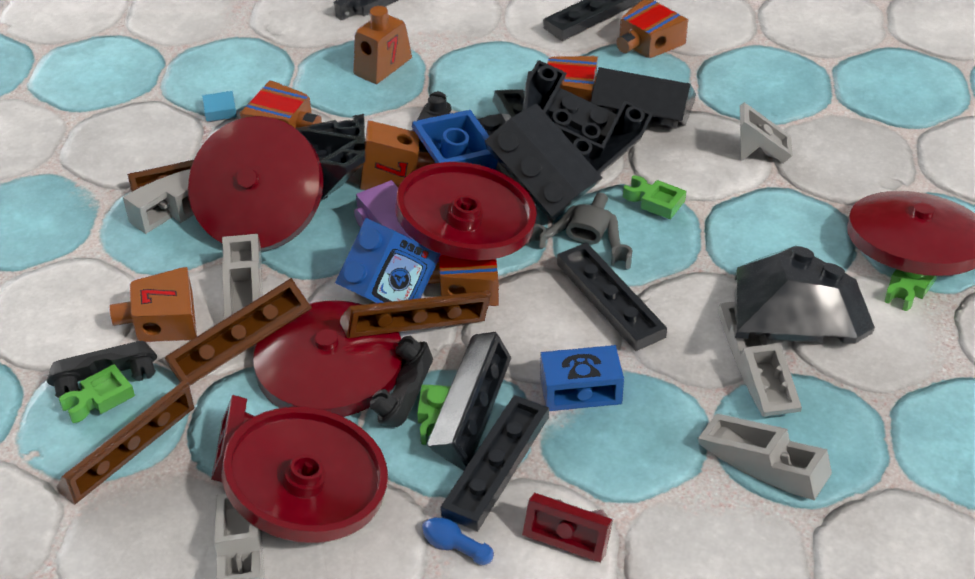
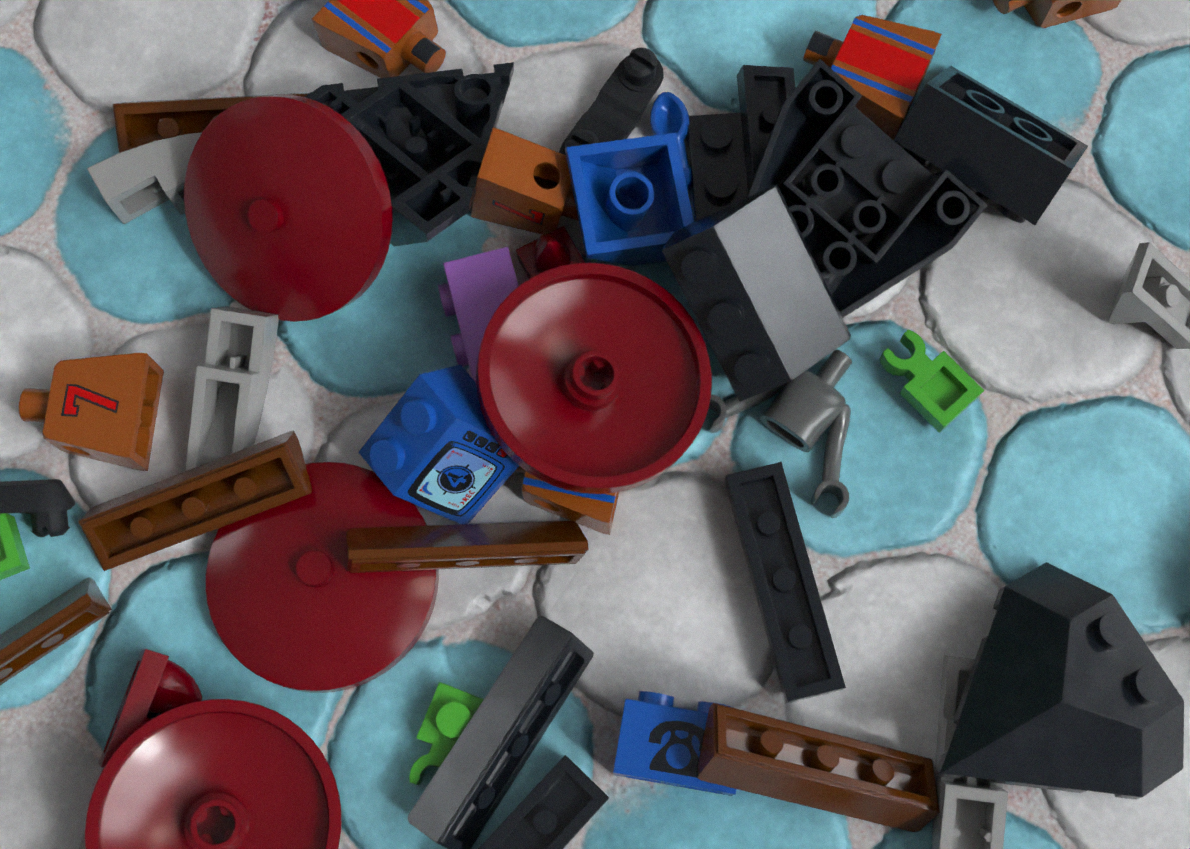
camera: 20 degrees right, 30 degrees up
(395, 407) = (388, 715): black piece -> none
(668, 363) = (817, 769): none -> reddish brown slope

